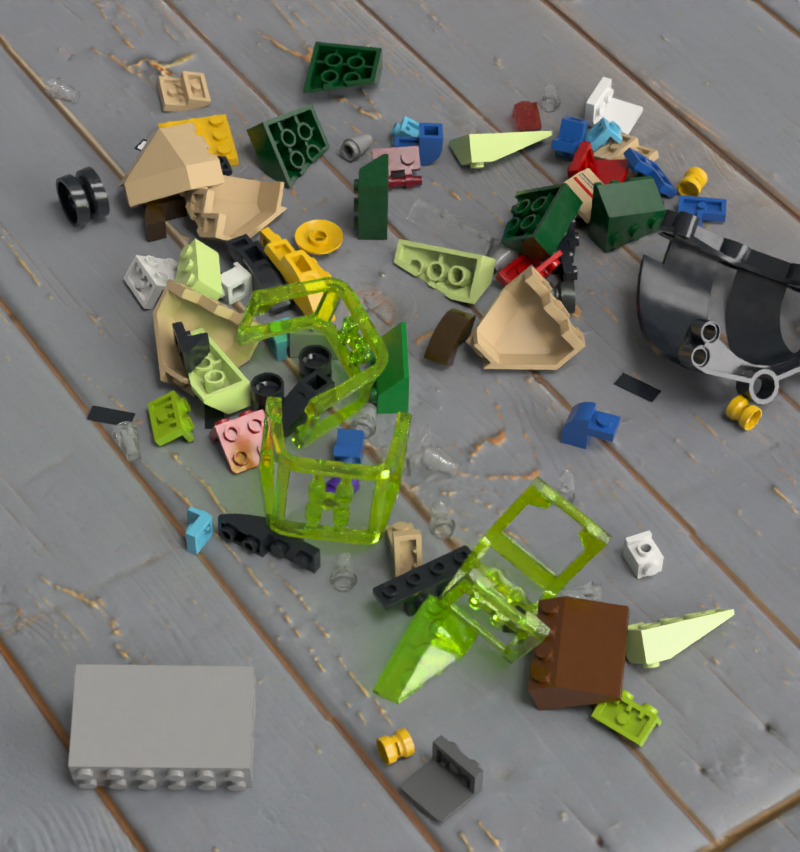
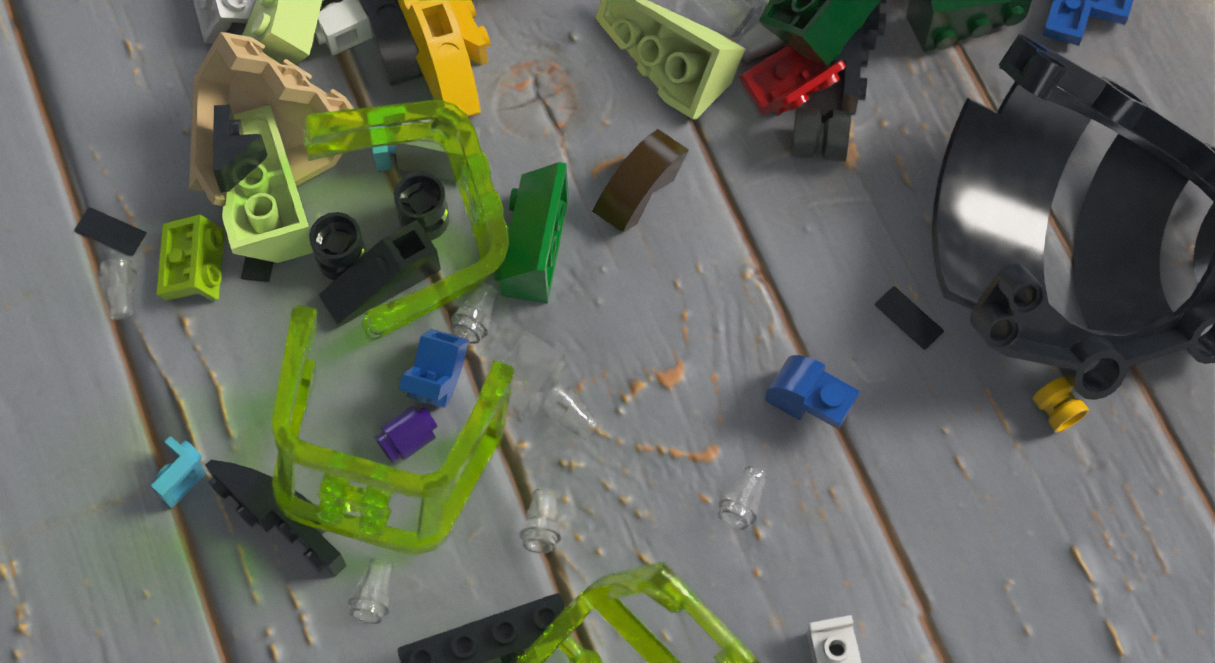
camera: 15 degrees right, 20 degrees up
(240, 439) = (268, 314): bracket -> none
(405, 546) = (471, 569): tan bracket -> none
(526, 328) = (758, 190): tan panel -> none

